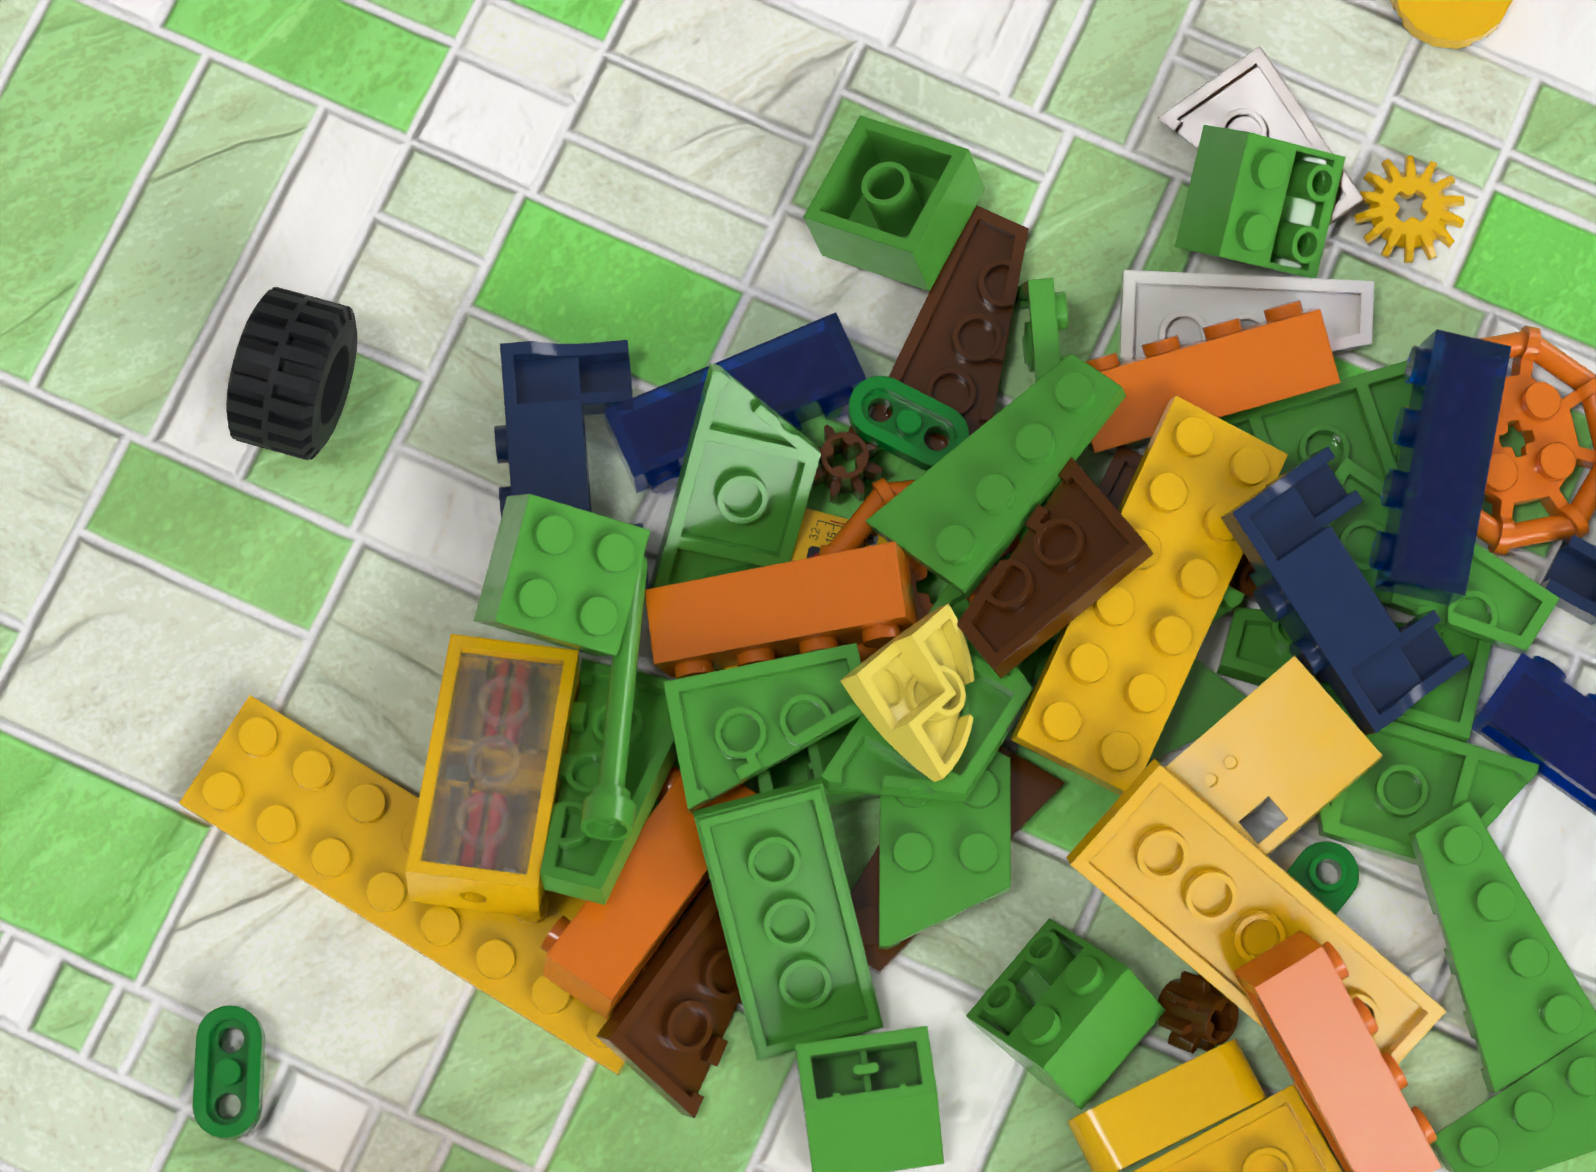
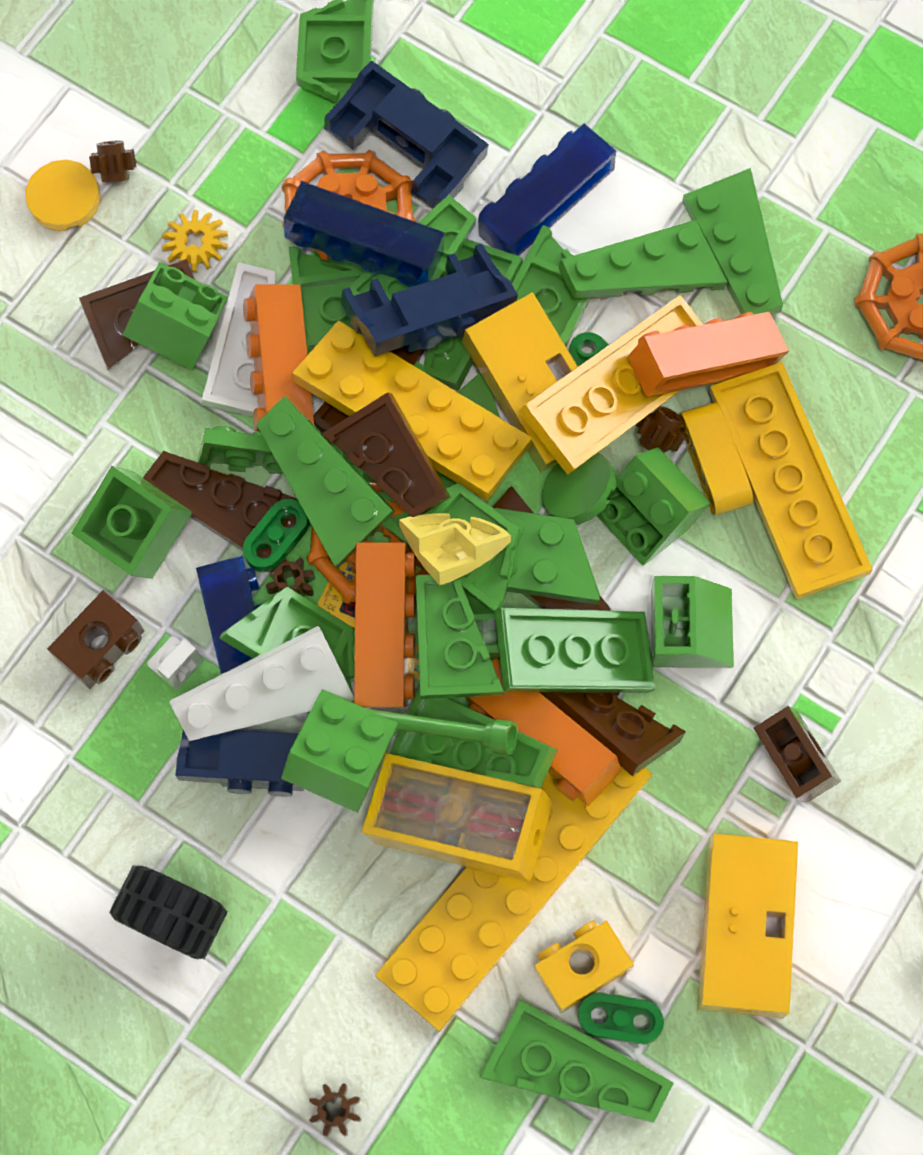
camera: 75 degrees left, 5 degrees down
(38, 654) = (324, 1116): none -> reddish brown gear
(154, 993) = (566, 1064): none -> bright green wing
(264, 985) = (570, 988): none -> yellow brick
(648, 450) = (263, 689): none -> white wing
(687, 161) = (99, 618): none -> reddish brown brick
(687, 312) = (175, 661): none -> white bracket
(1059, 899) = (581, 492): none -> bright green tile
(1520, 50) = (112, 161): none -> reddish brown gear

